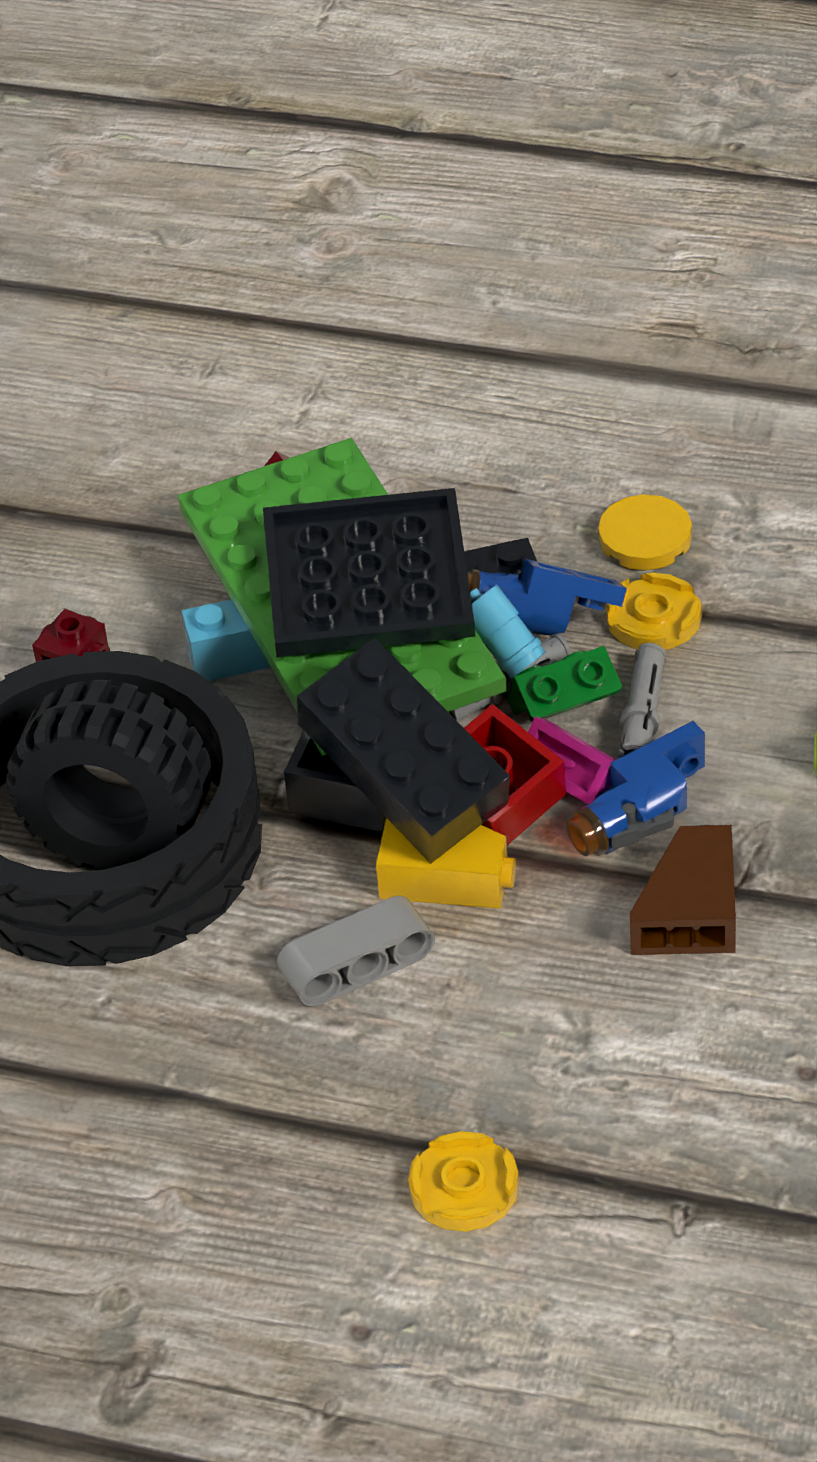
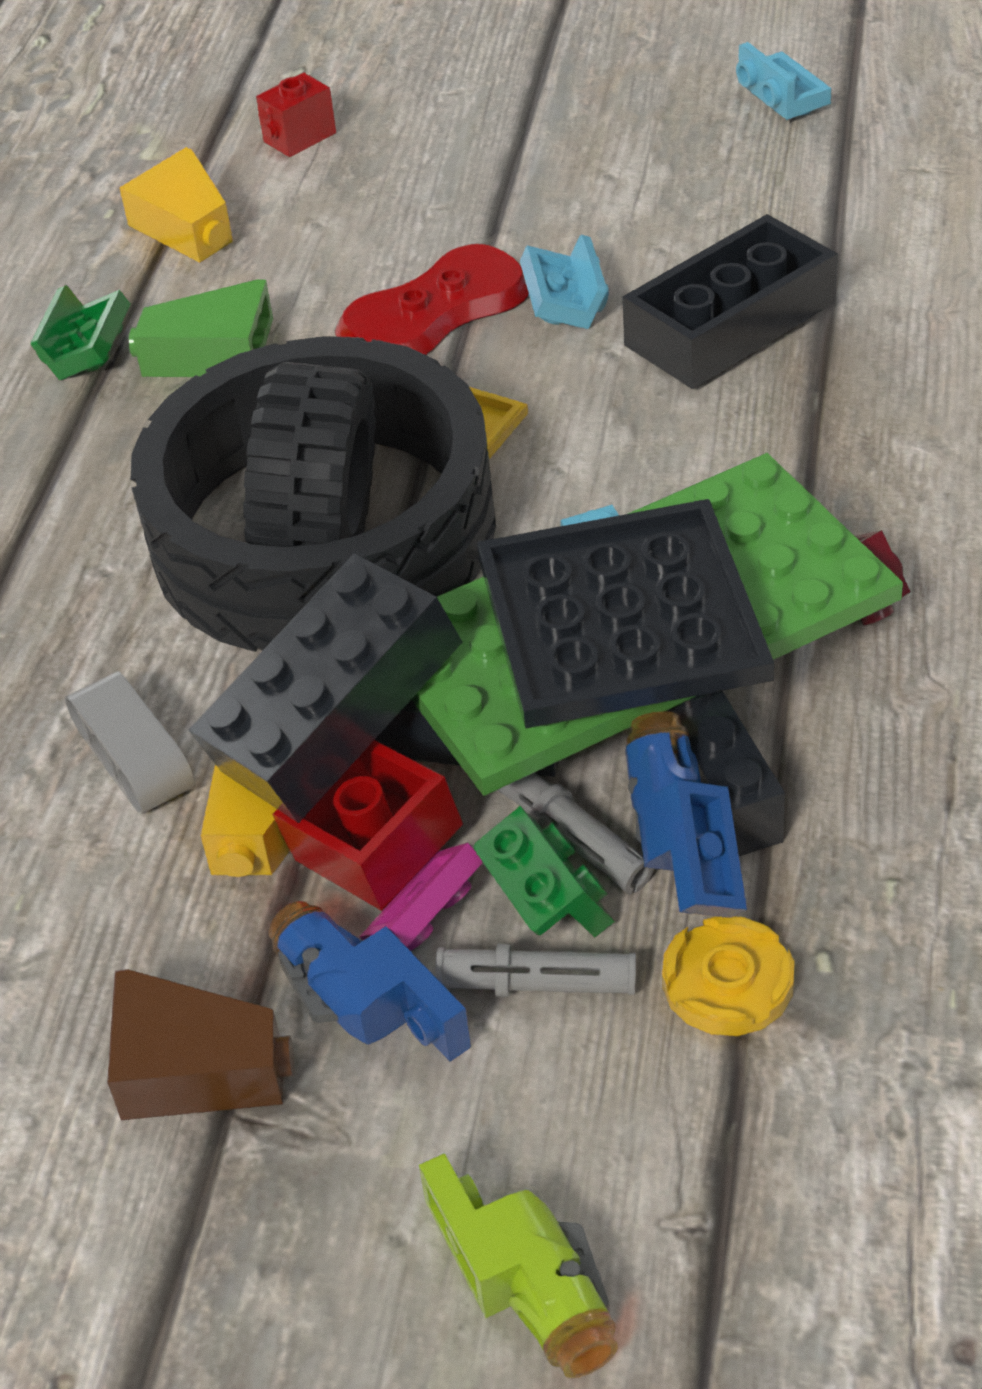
camera: 85 degrees right, 0 degrees up
(70, 635) = (568, 448): dark red brick -> none
(504, 631) = (589, 771): medium azure piece -> none
(645, 531) = (883, 950): yellow tile -> none

